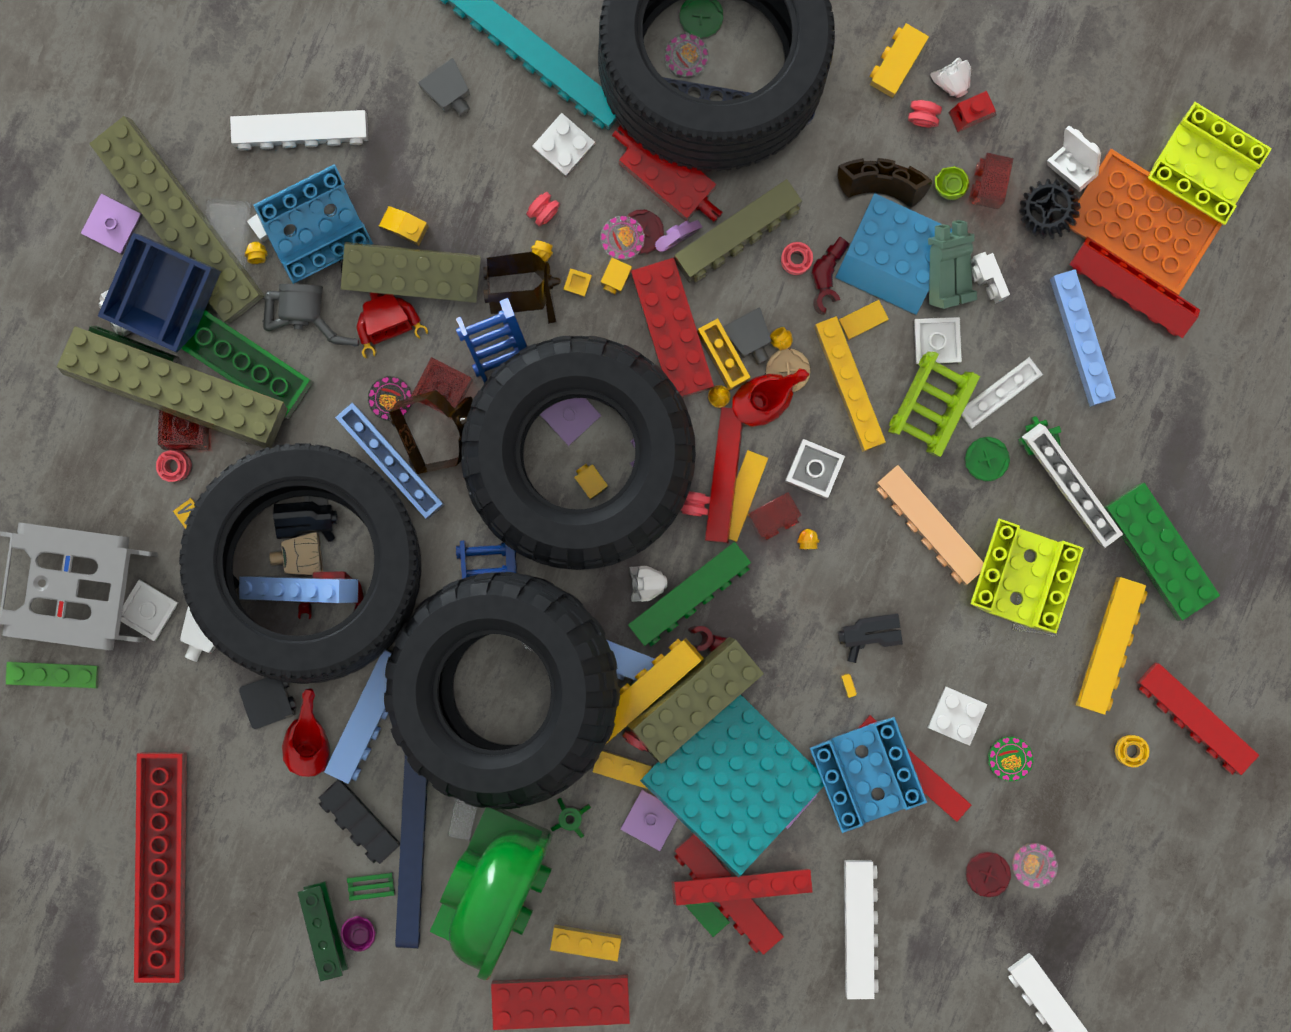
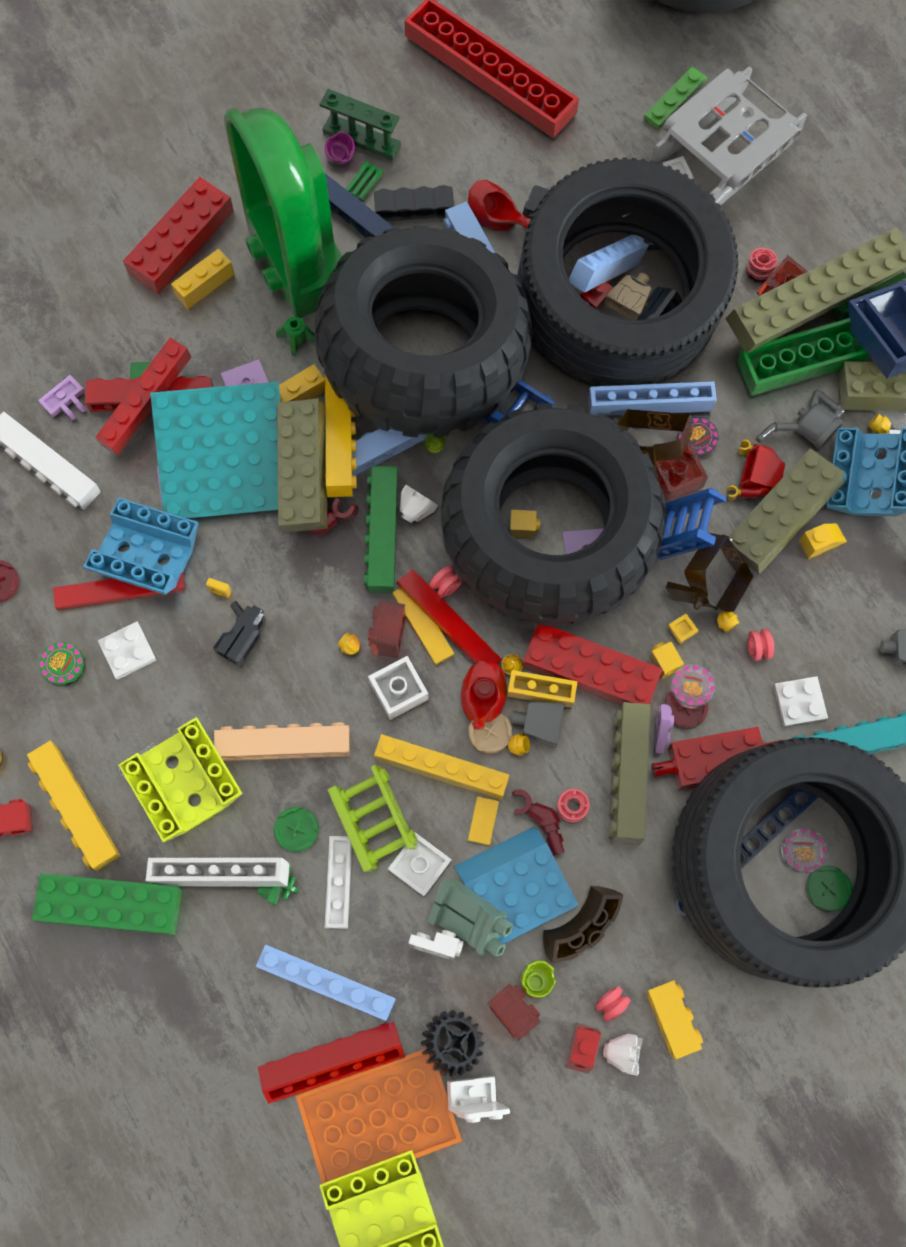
camera: 130 degrees right, 15 degrees down
(791, 967) = (62, 396): none -> lavender hinge

